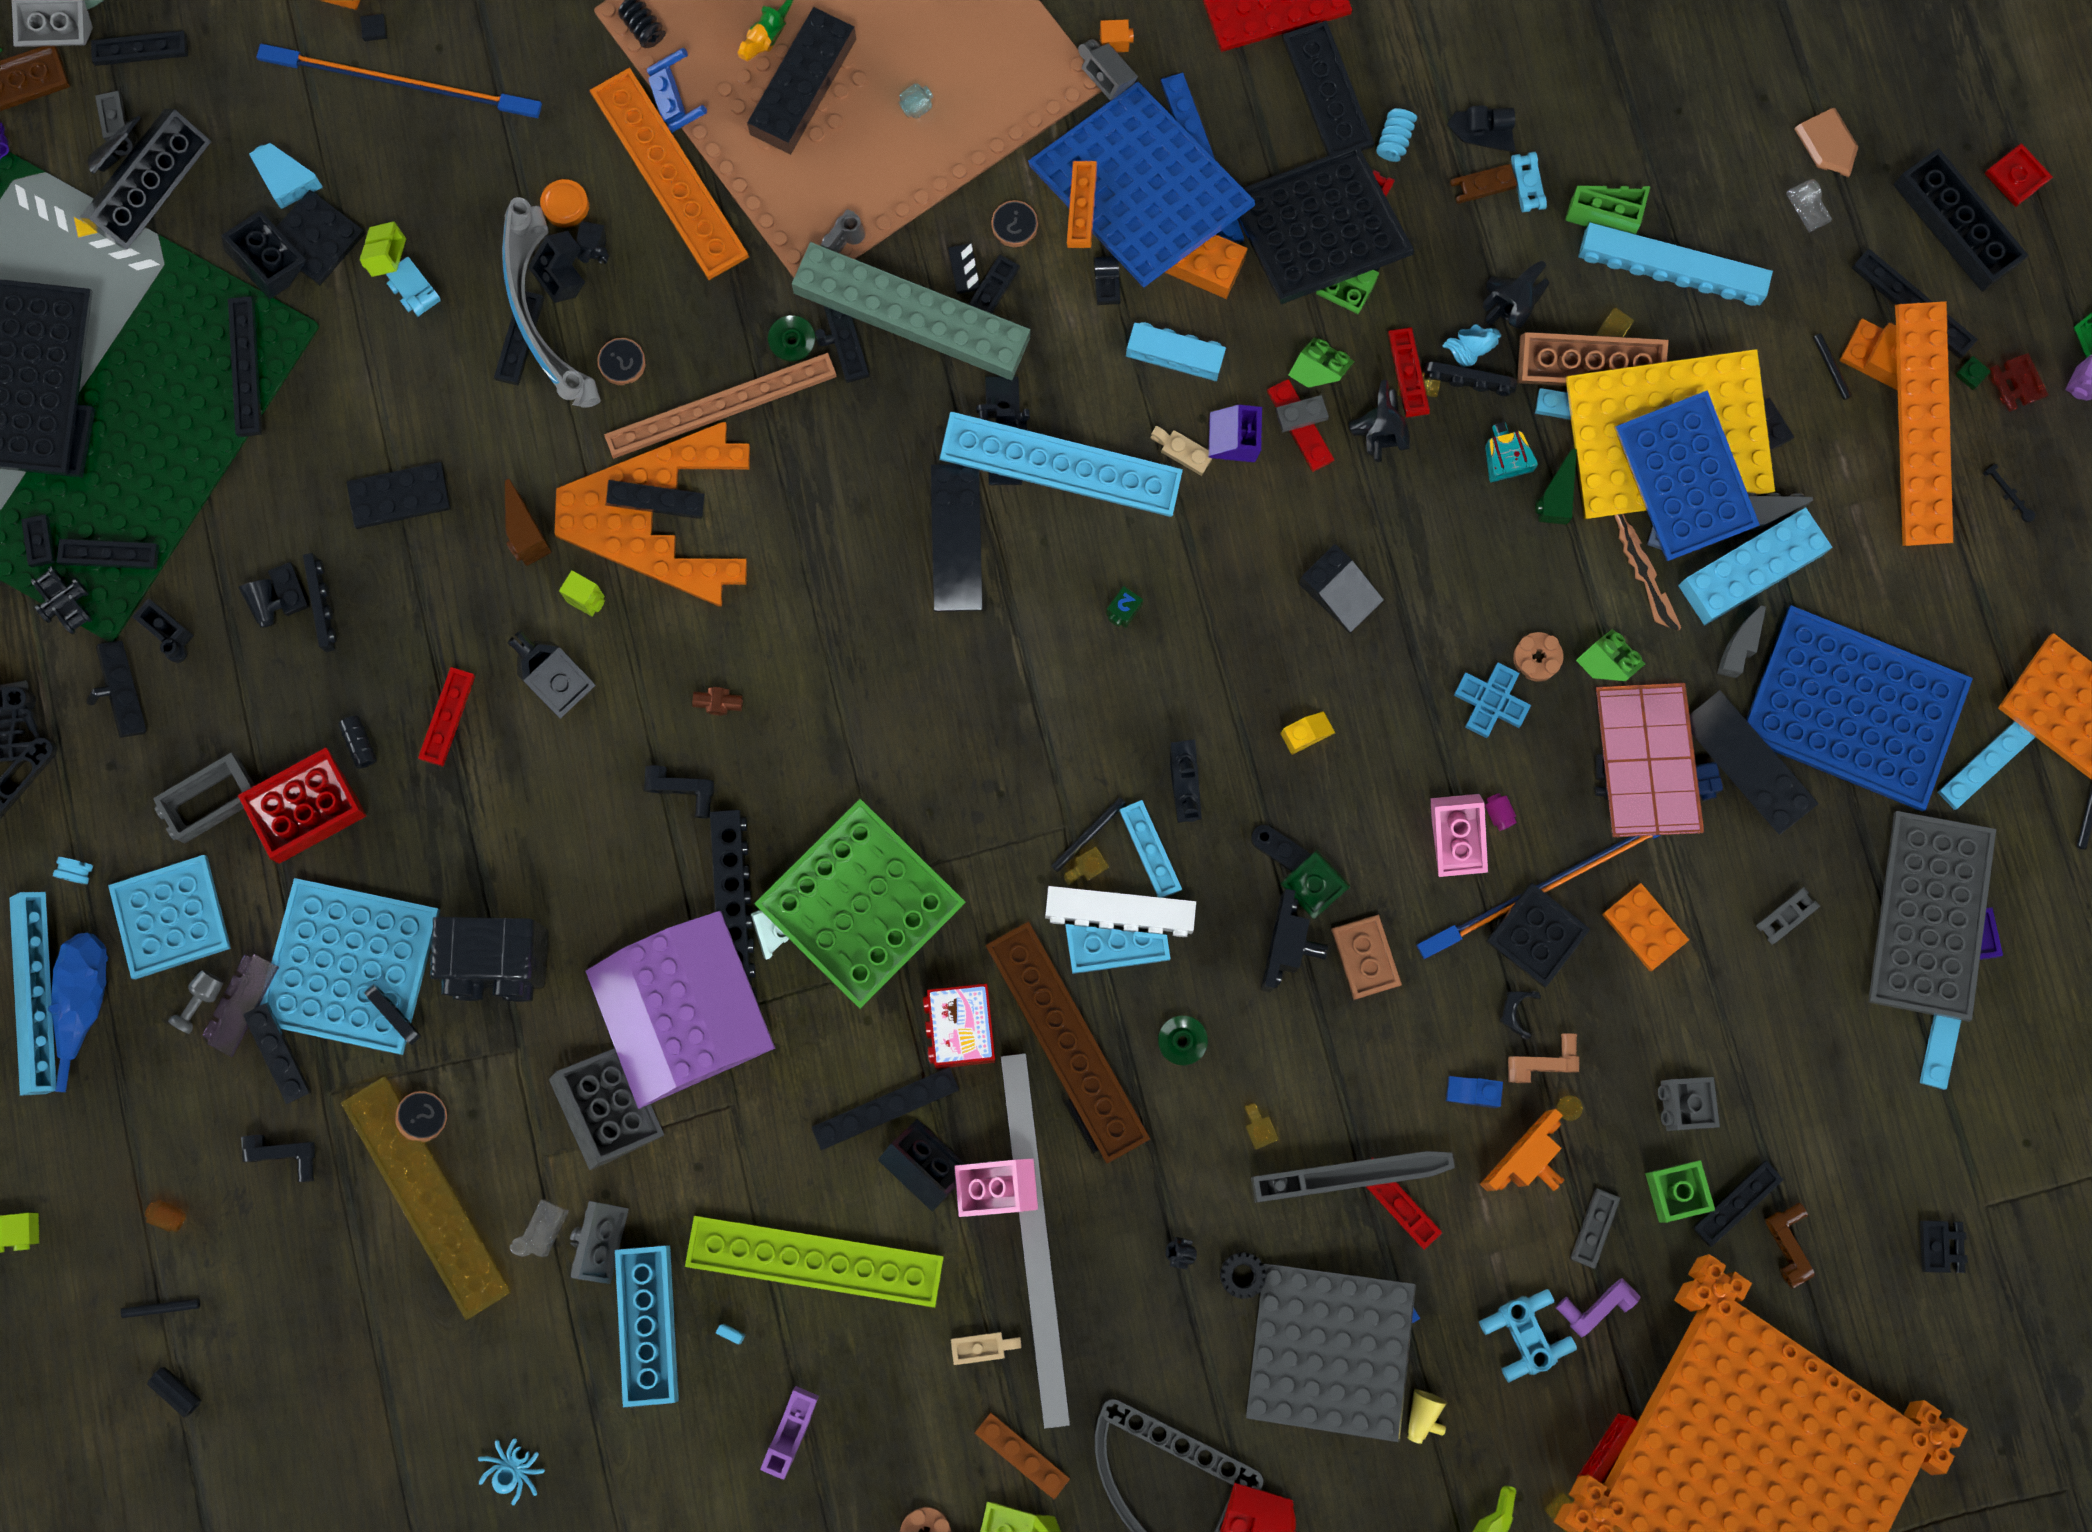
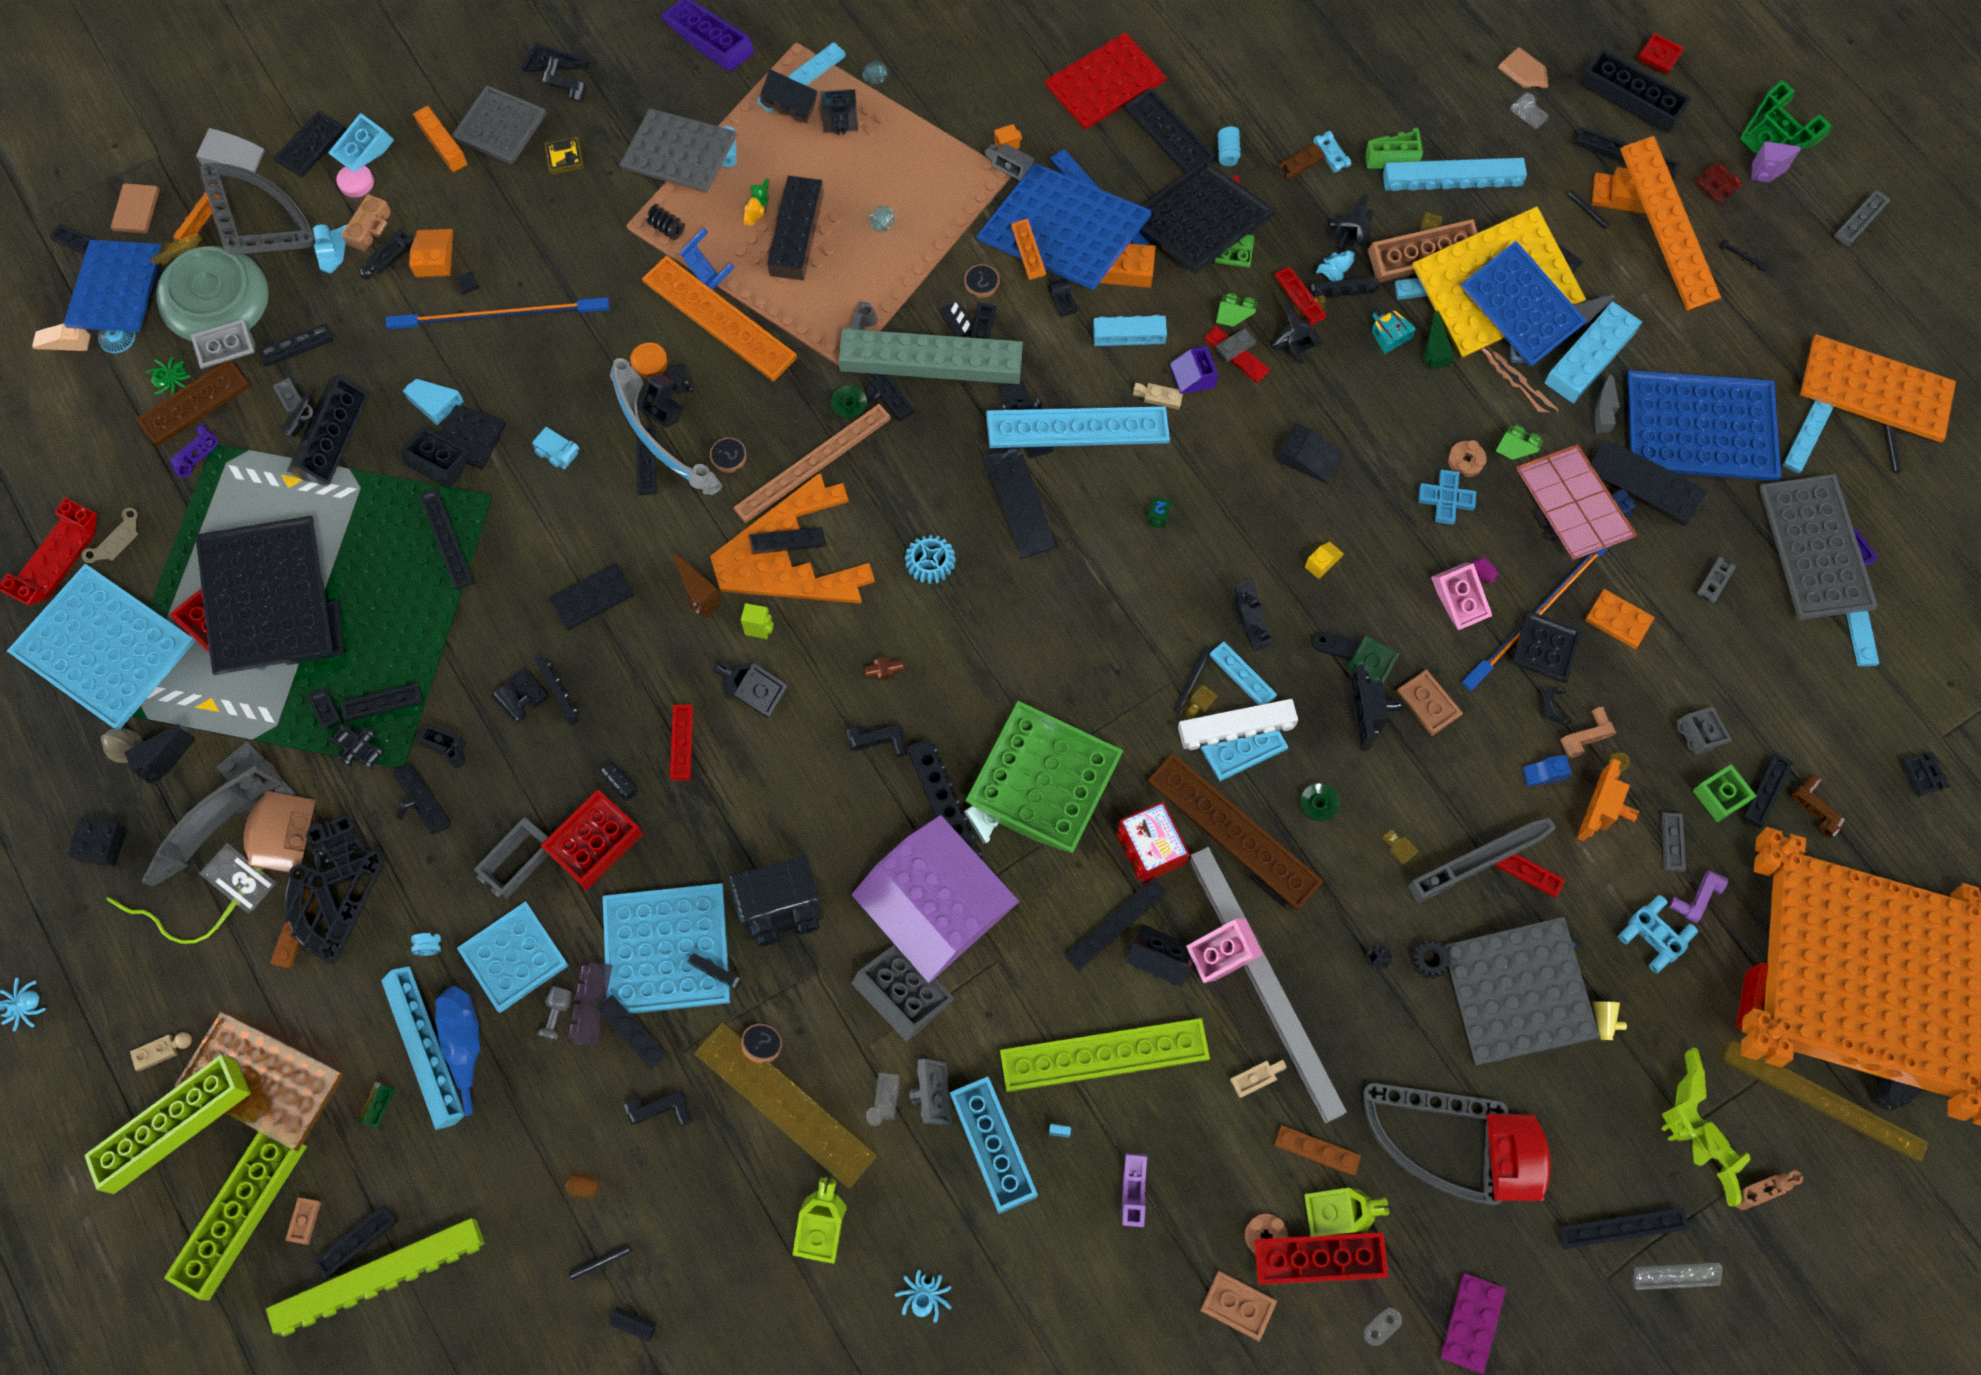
camera: 15 degrees left, 10 degrees down
(382, 249) = (525, 427): lime piece -> none
(419, 1350) = (820, 1224): none -> lime plate
(812, 579) = (931, 549): none -> medium azure gear
(1485, 127) = (1287, 125): black panel -> none
(1972, 373) = (1685, 186): dark green plate -> none

